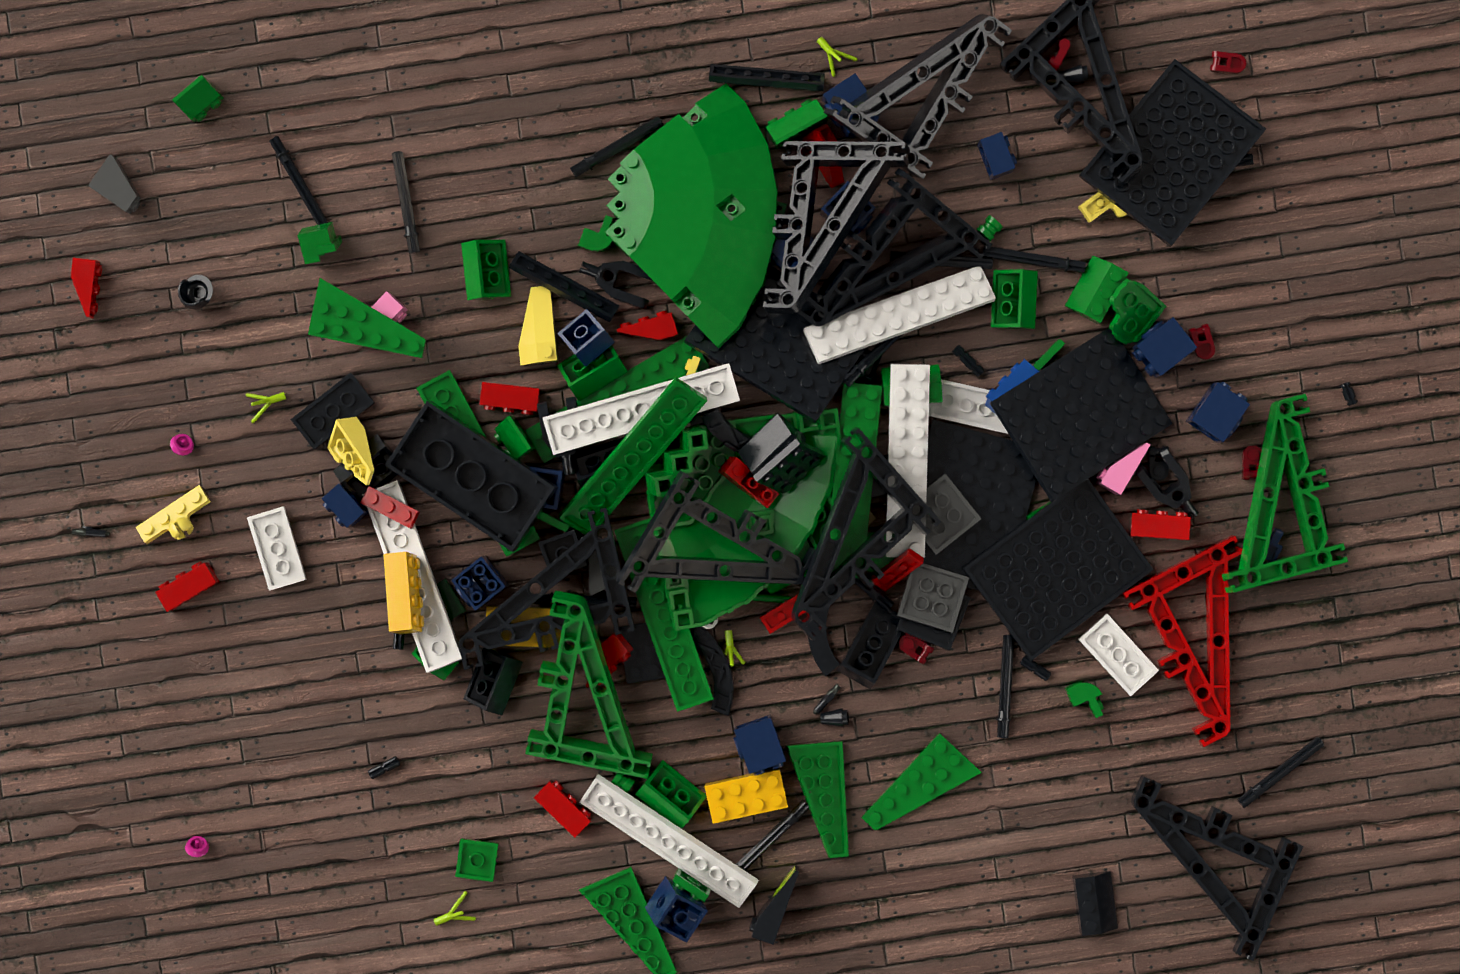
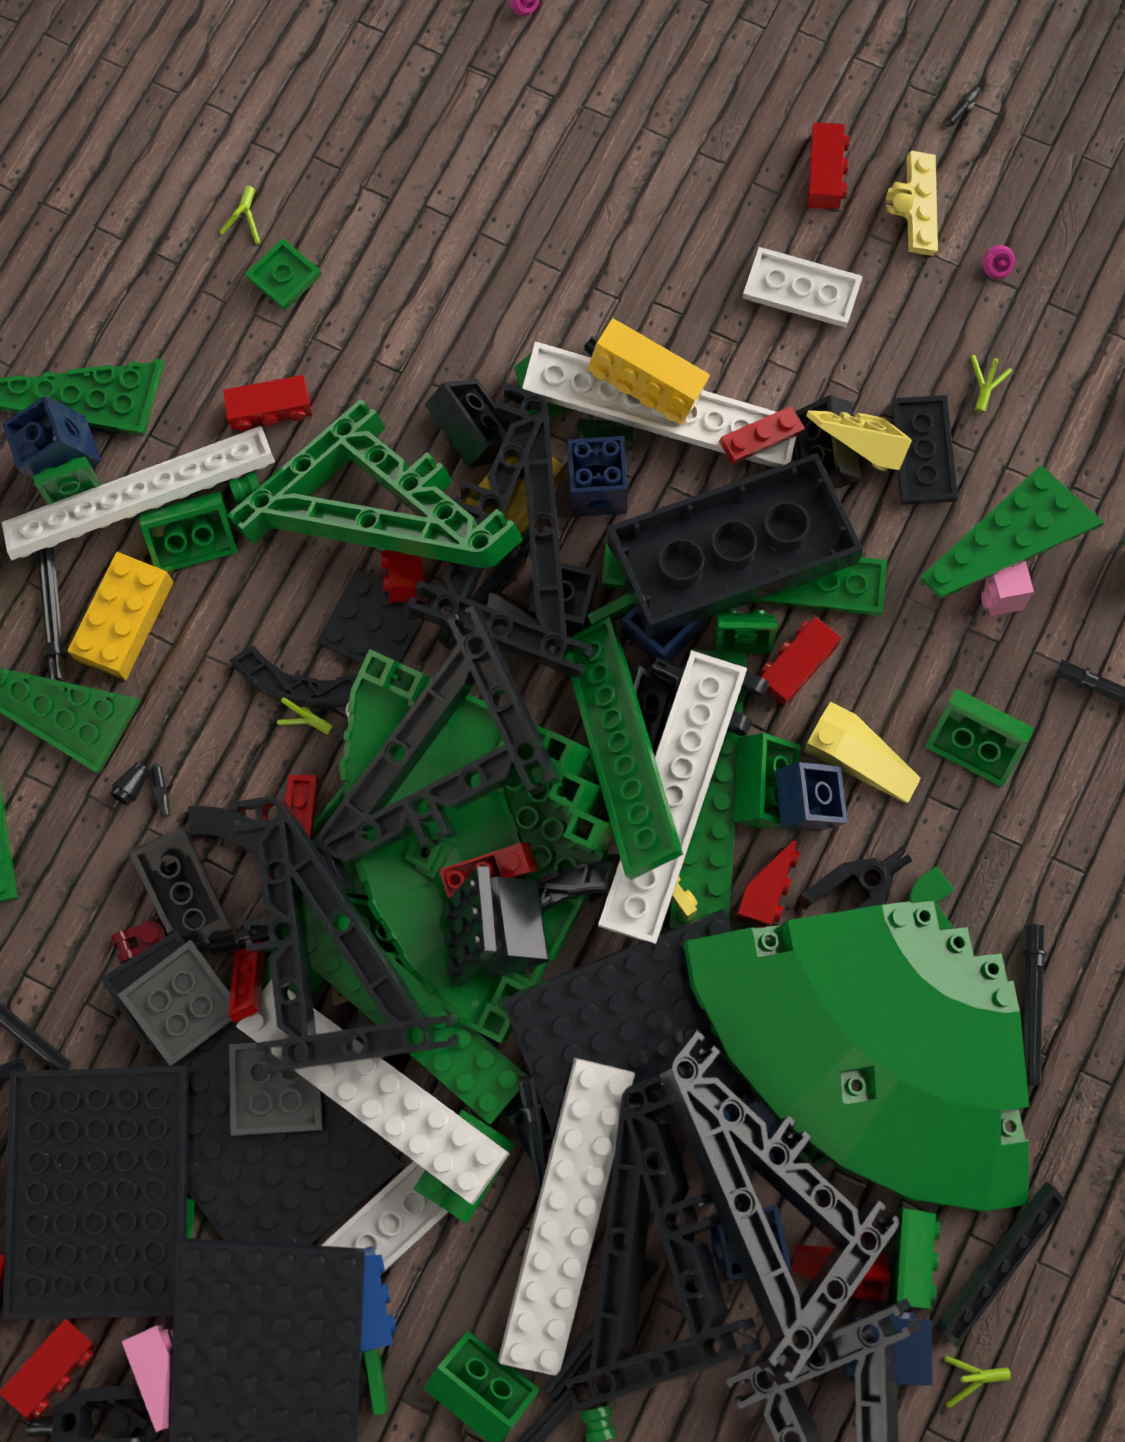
camera: 135 degrees right, 15 degrees down
(345, 506) = (799, 383): dark blue brick -> none
(386, 766) = (463, 249): black piece -> none
(564, 286) = (893, 817): black plate -> none
(674, 648) = (342, 642): green plate -> none
(759, 745) = (165, 669): dark blue brick -> none
(968, 360) = (445, 1268): black axle -> none

